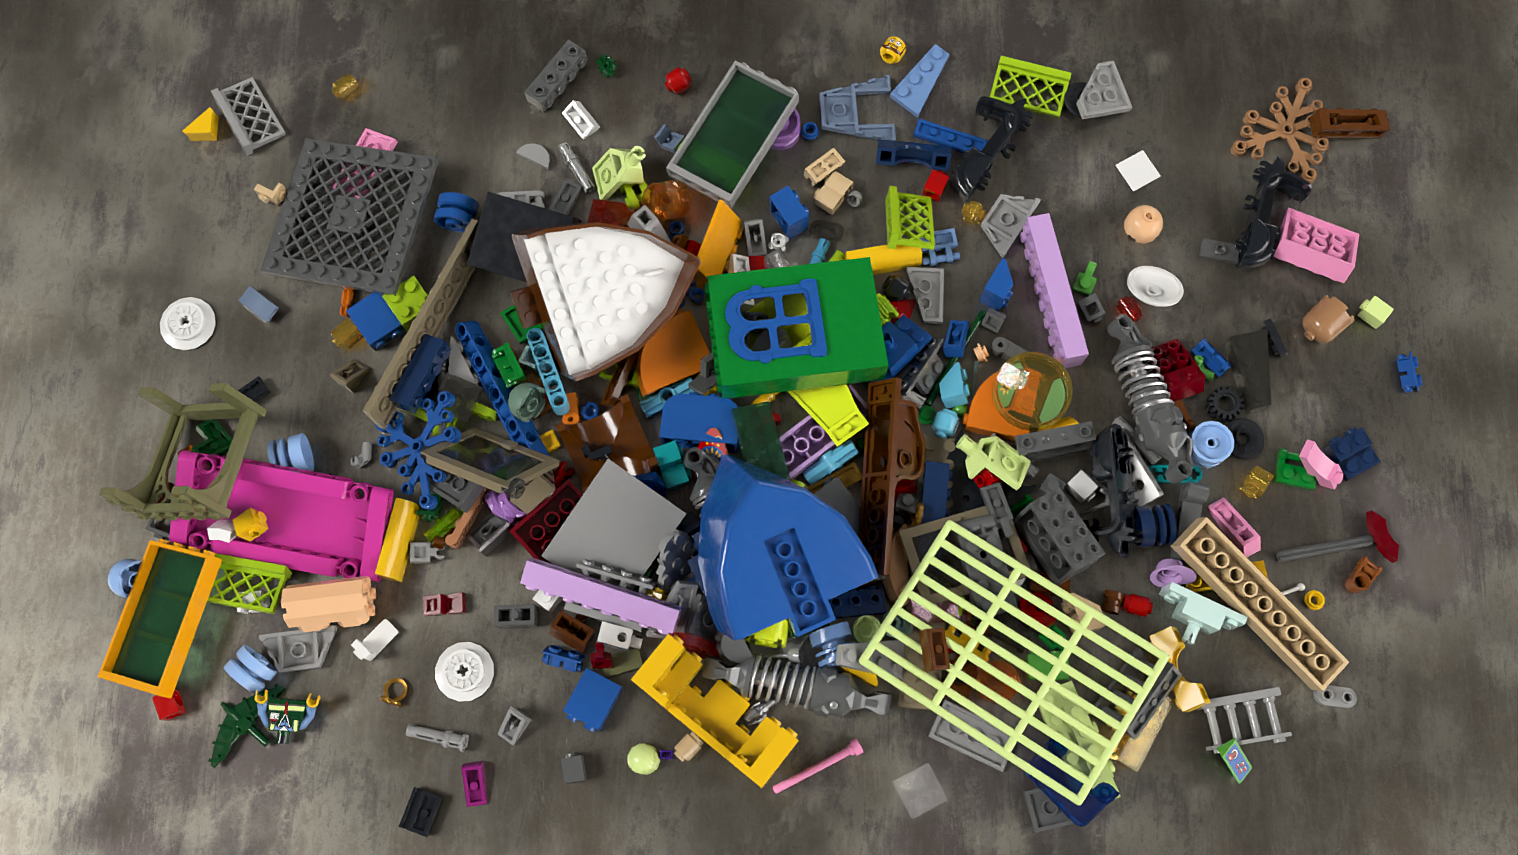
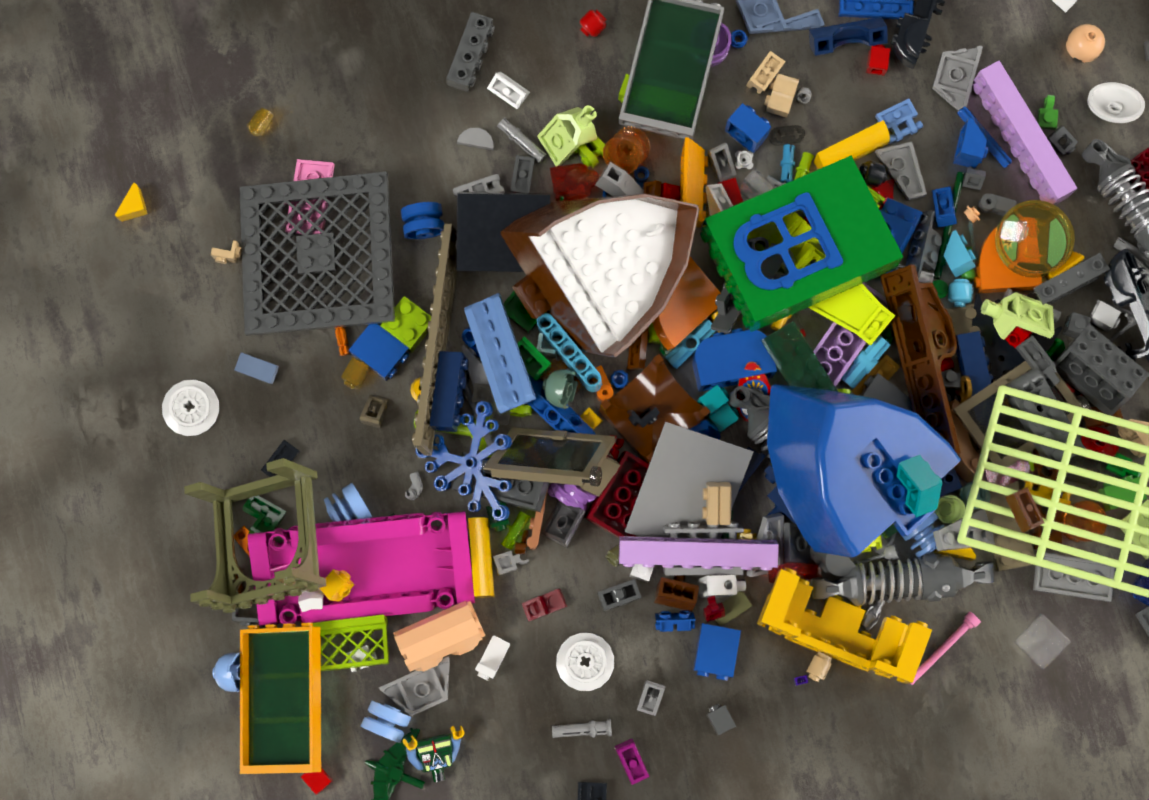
camera: 25 degrees left, 5 degrees up
(237, 125) = (160, 190): light grey fence -> none
(396, 702) = (532, 710): pearl gold piece -> none
(478, 352) = (499, 353): none -> medium blue plate
(607, 65) = (516, 27): dark green plant -> none
(636, 553) = (717, 503): none -> tan brick
(643, 758) = (780, 690): yellowish green hair -> none
(668, 139) = (605, 86): sand blue bracket -> none
(674, 553) = (753, 491): light grey plate -> none
(823, 588) = (922, 485): none -> teal brick
(895, 218) = (852, 105): lime fence -> none
(973, 212) = (922, 77): clear yellow gear -> none
(1018, 287) = (992, 145): none -> blue axle
(1130, 308) = (1098, 130): clear red brick -> none

